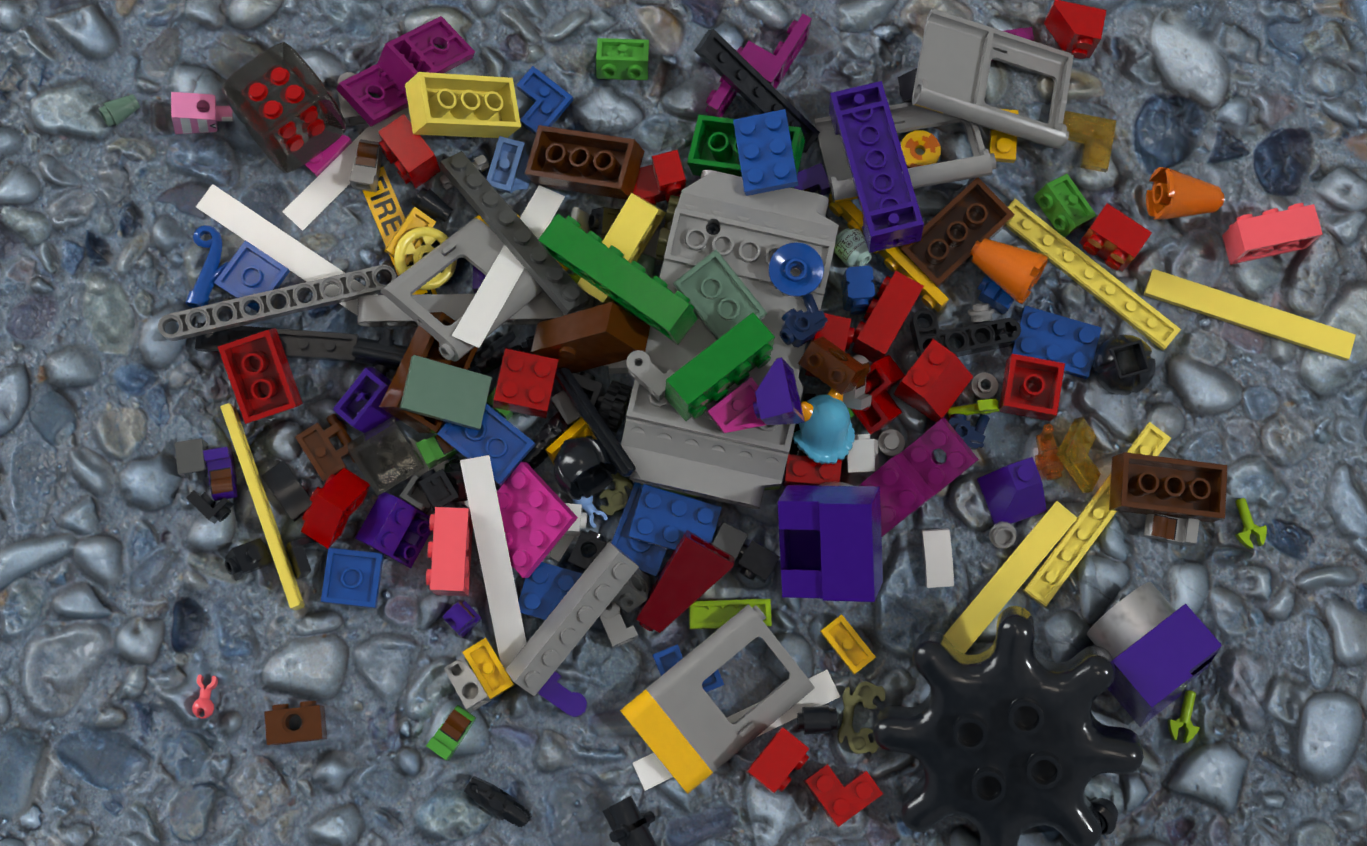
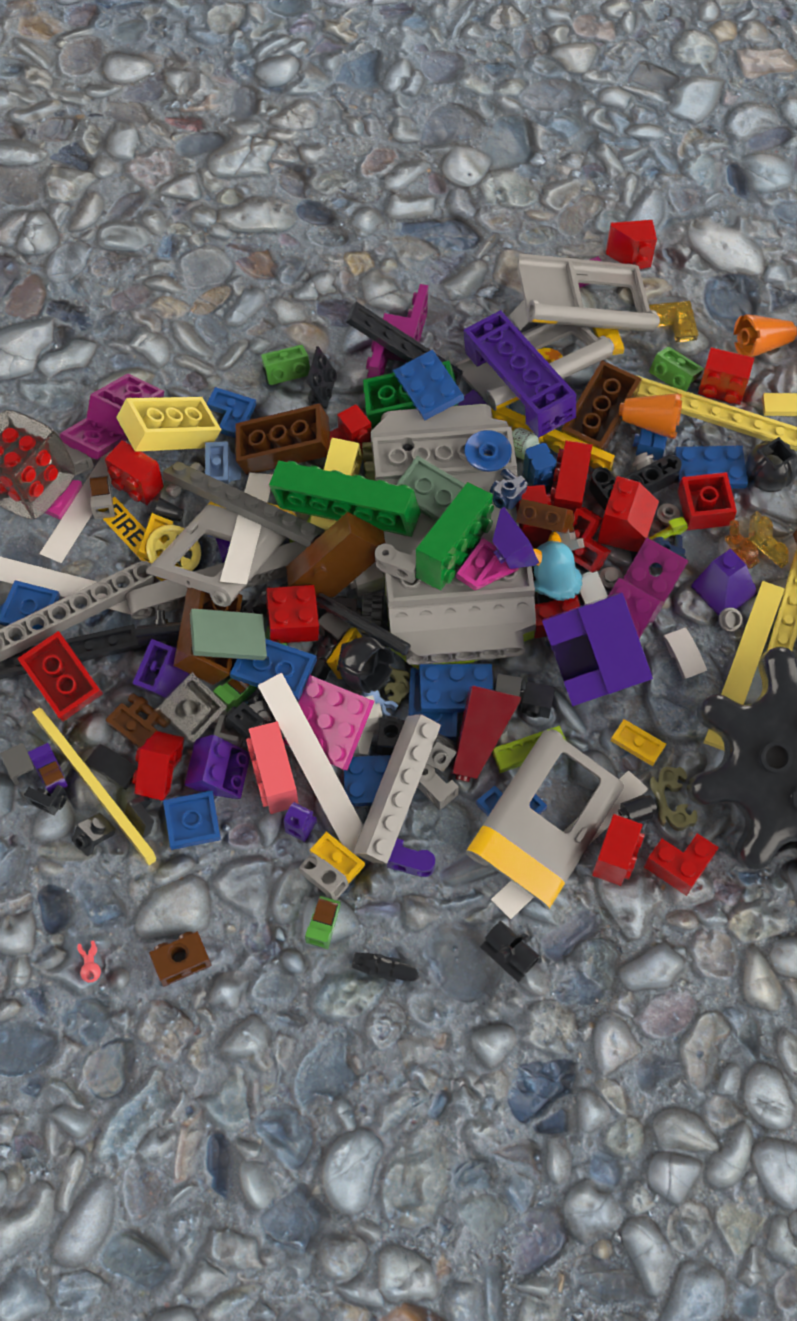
camera: 15 degrees left, 15 degrees down
(653, 95) = (320, 379): none -> black hinge

